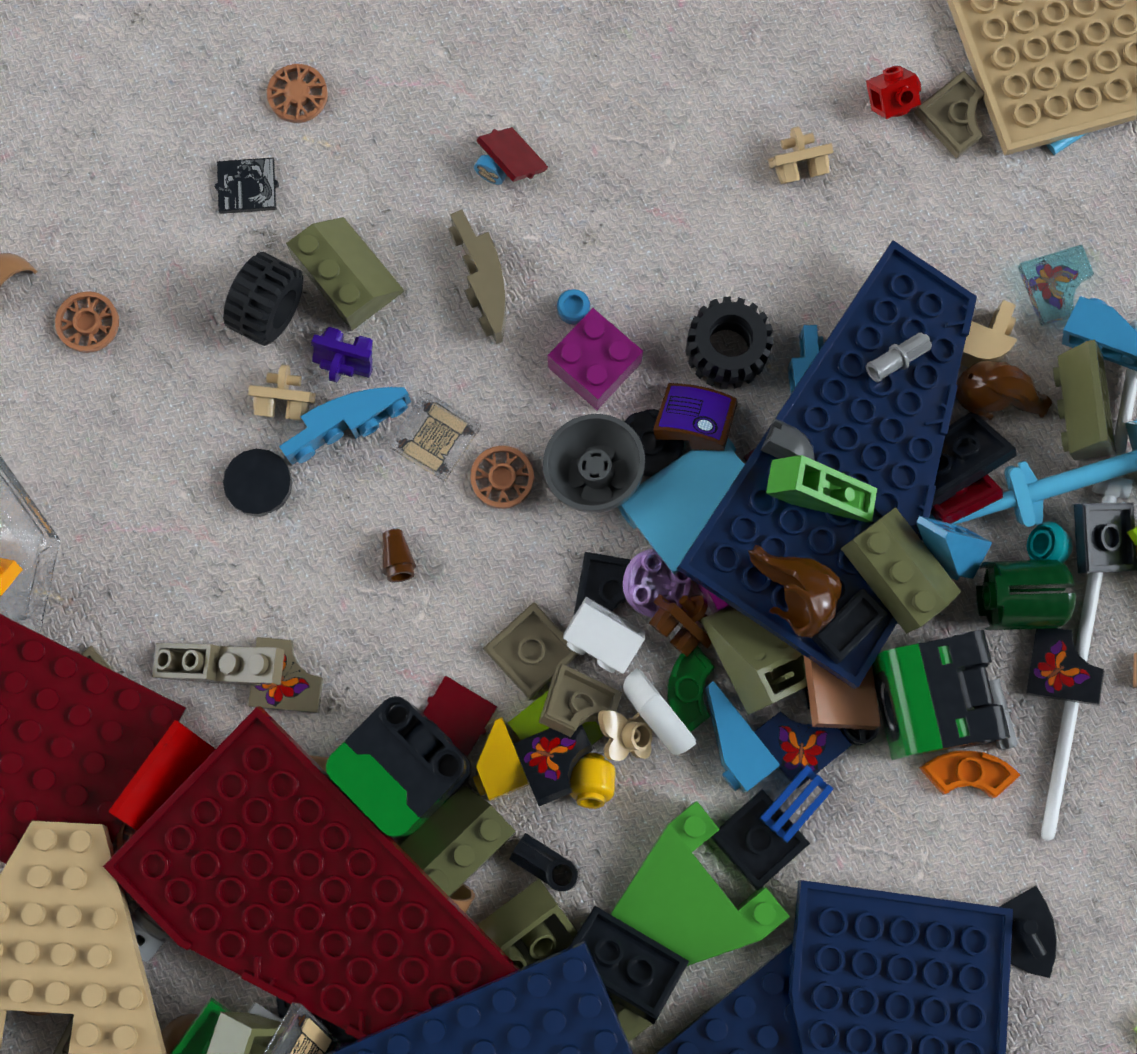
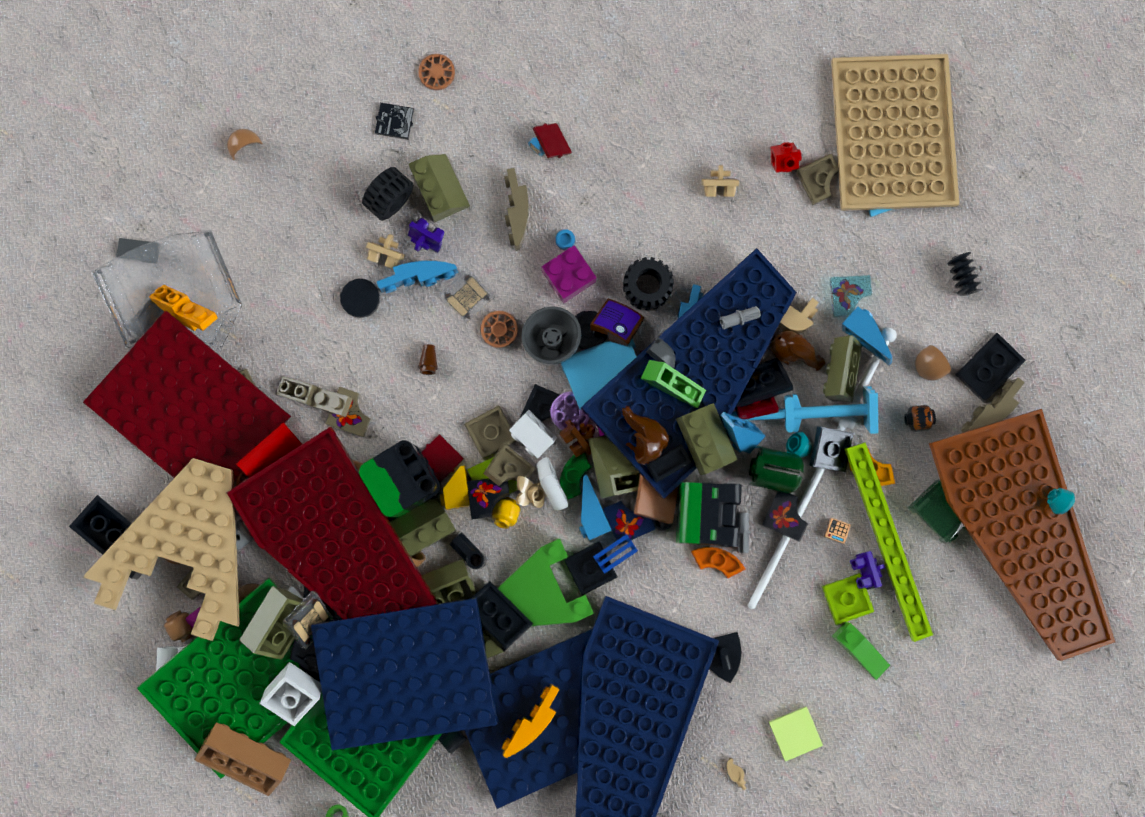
camera: 10 degrees right, 5 degrees up
(87, 321) = (284, 180): nougat wheel -> none

